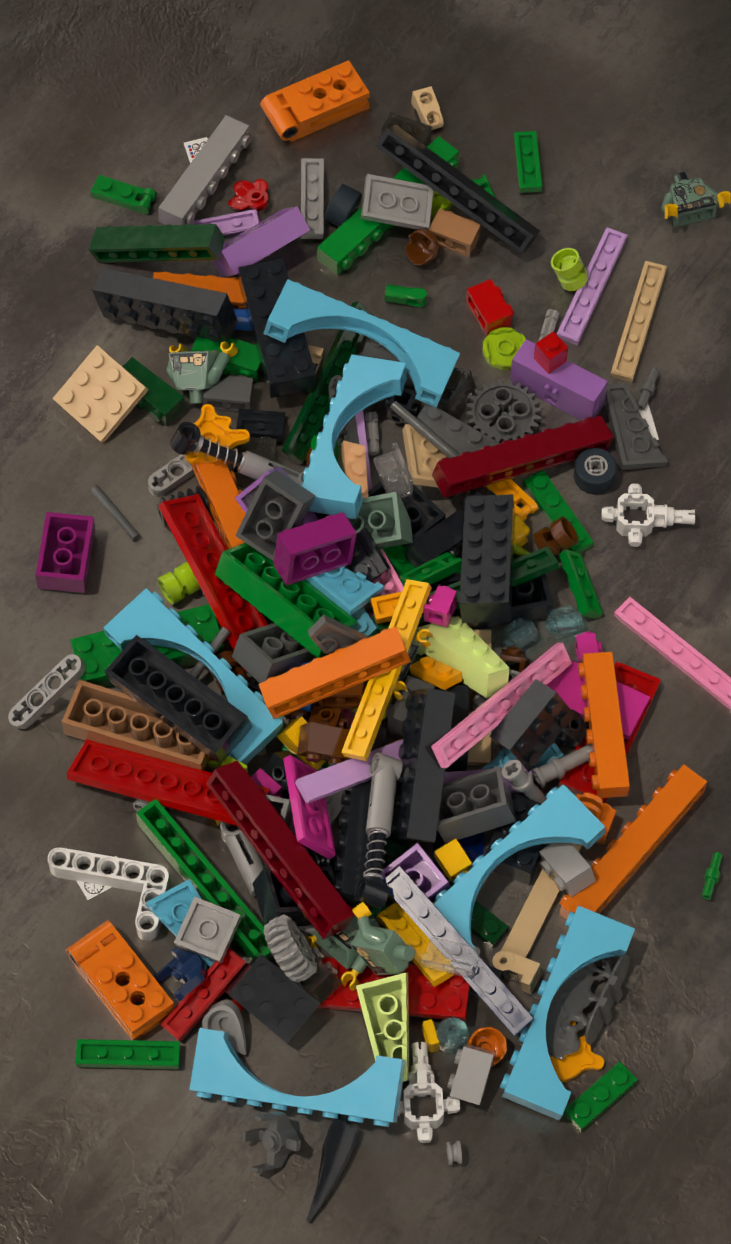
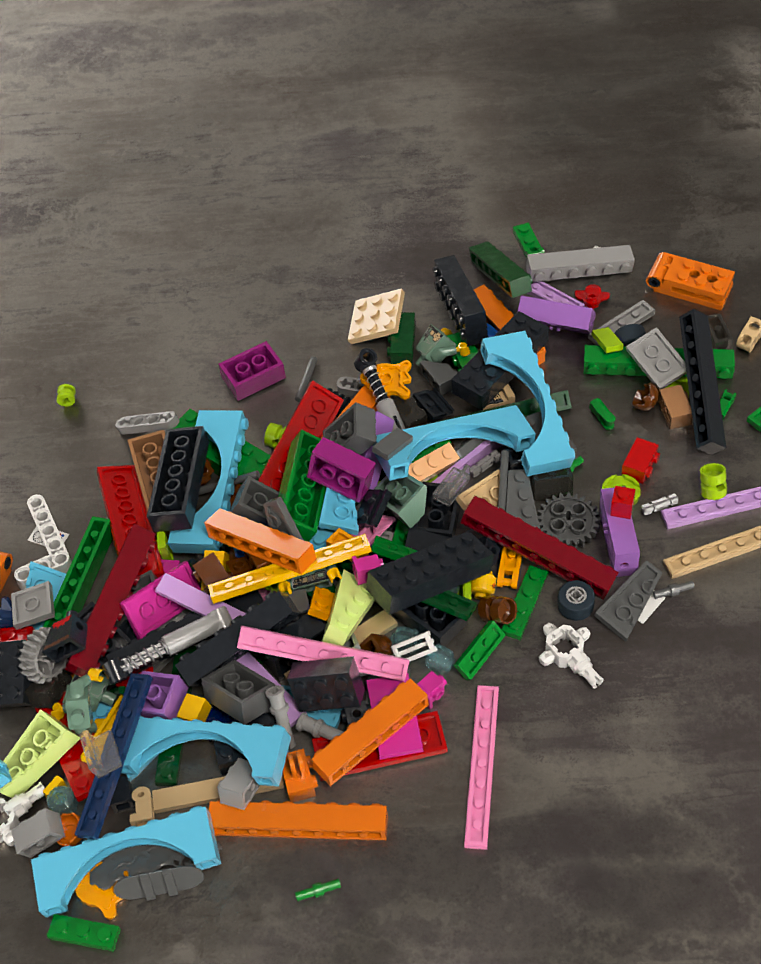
camera: 60 degrees right, 10 degrees down
(304, 908) = (66, 637): none -> black torso
(328, 484) = (392, 444): none -> dark grey tile
(331, 224) = (607, 340): none -> lime tile
(539, 629) = (429, 642): none -> white tile

